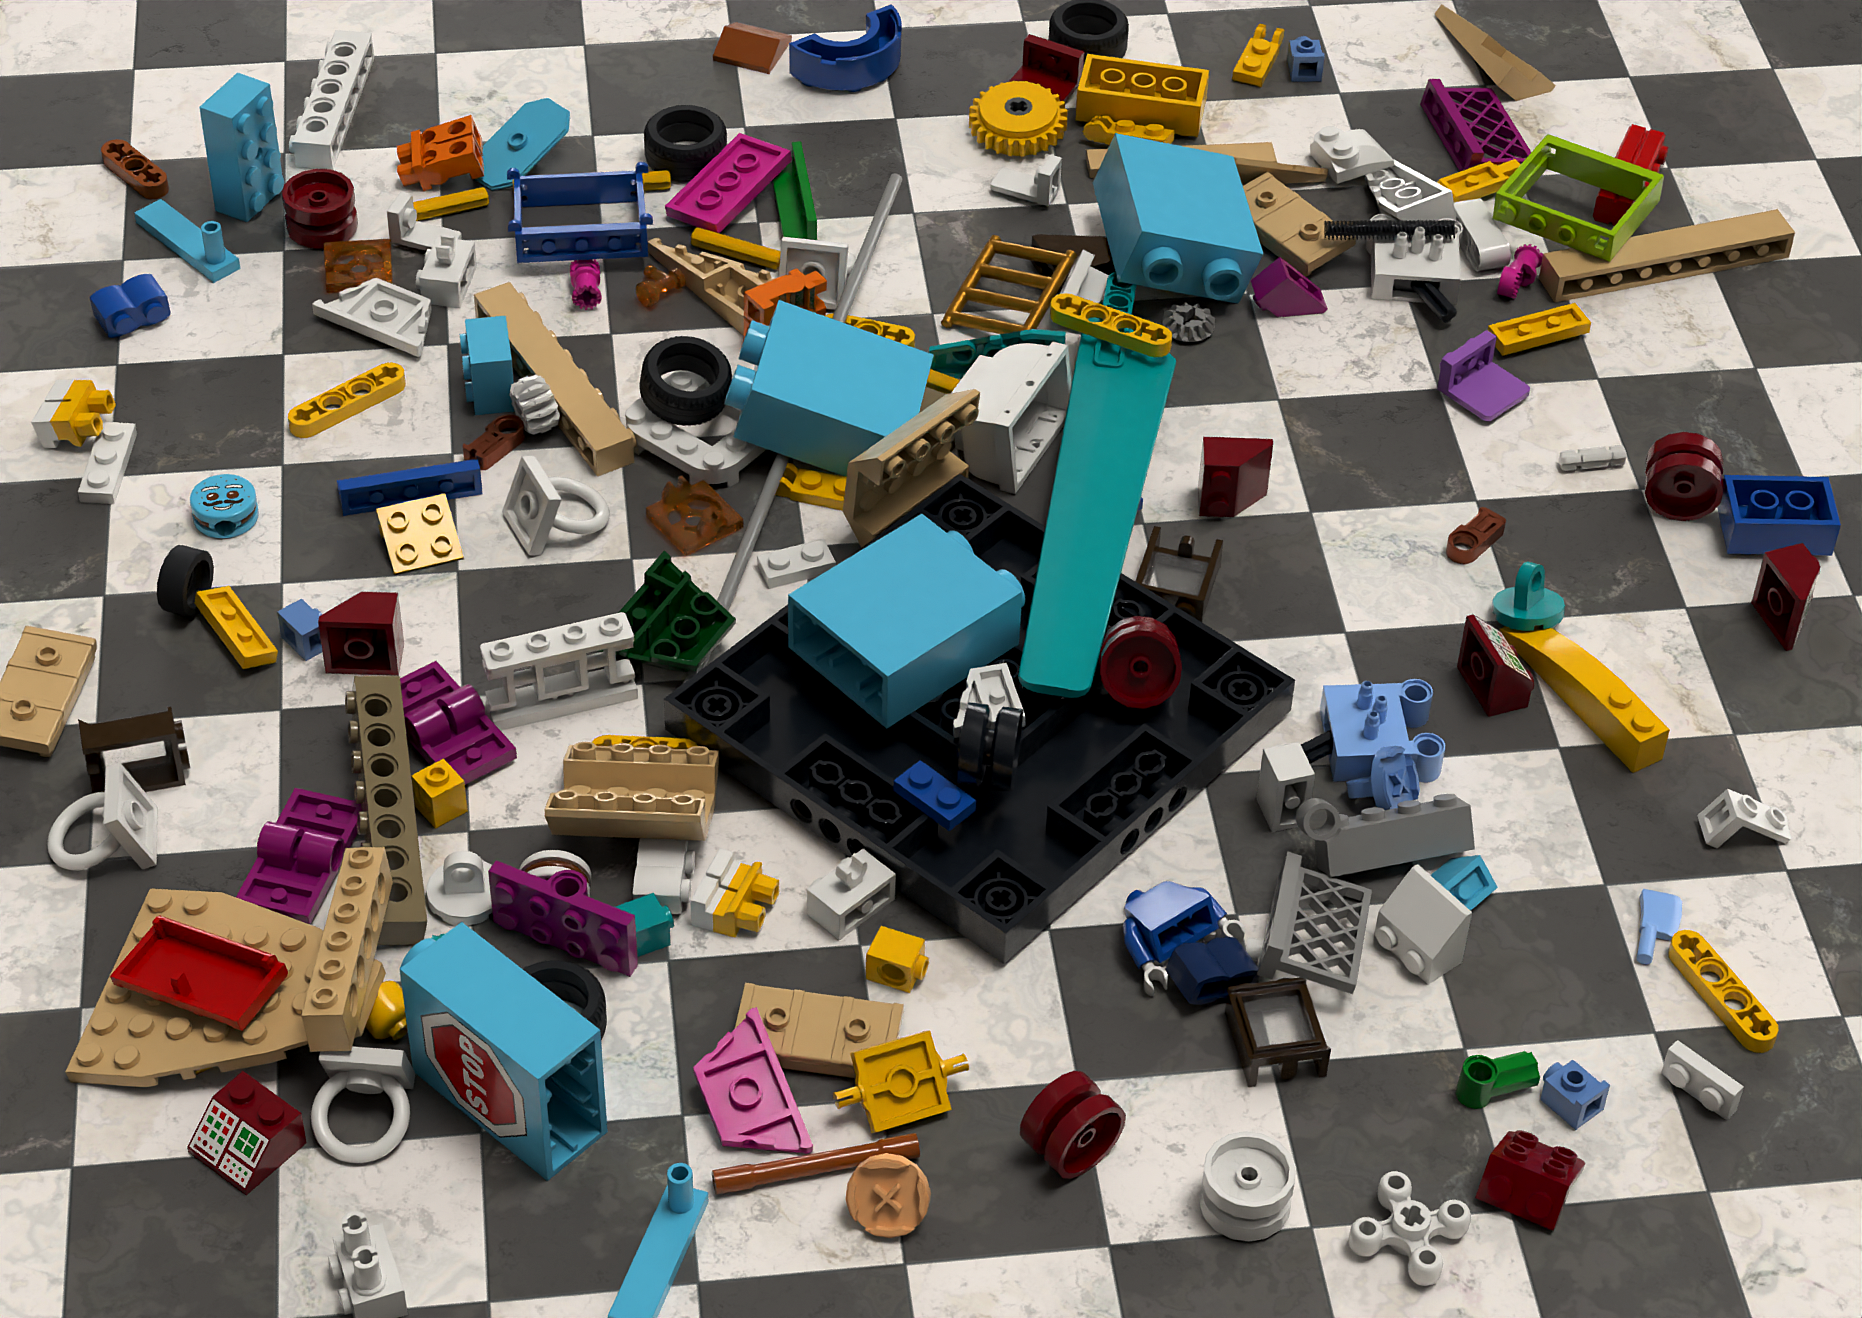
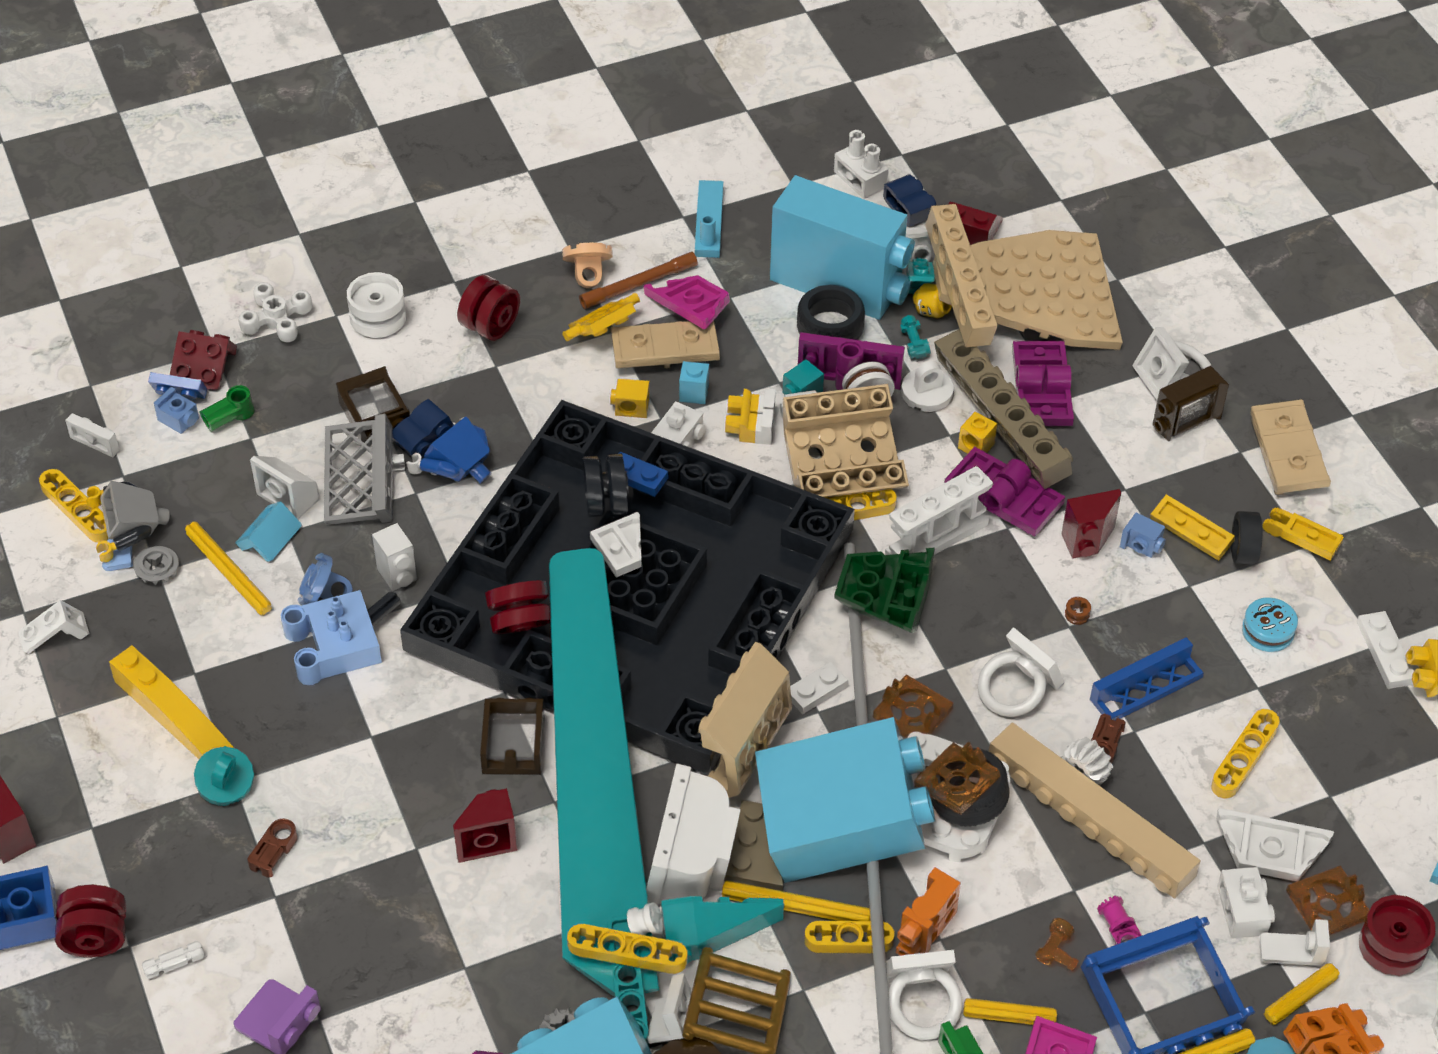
camera: 165 degrees right, 5 degrees up
(101, 594) = (1303, 532): none -> yellow hinge
(201, 972) = (1047, 266): red container -> none
(320, 1195) = (908, 197): none -> dark blue brick
(387, 1017) = (919, 272): none -> teal bracket
(419, 533) = (1112, 637): yellow hinge -> none
(437, 583) = (1081, 604): none -> dark orange bush
(487, 364) = (1143, 783): medium azure brick -> none
(681, 366) = (942, 792): none -> clear orange piece
(712, 278) = (986, 947): tan wedge -> none
(798, 957) = (694, 382): none -> medium azure brick
(905, 619) = (698, 574): medium azure brick -> none
(1085, 338) = (645, 919): none -> white wheel
(1388, 836) = (322, 539): light grey hinge -> none
(1493, 669) = (246, 700): dark red slope -> none
(1513, 861) = (228, 568): none -> yellow axle
(1573, 1129) = (184, 386): none -> plate
(1601, 869) = (154, 556): none -> light grey gear
(1648, 931) = (128, 515): none -> light grey torso

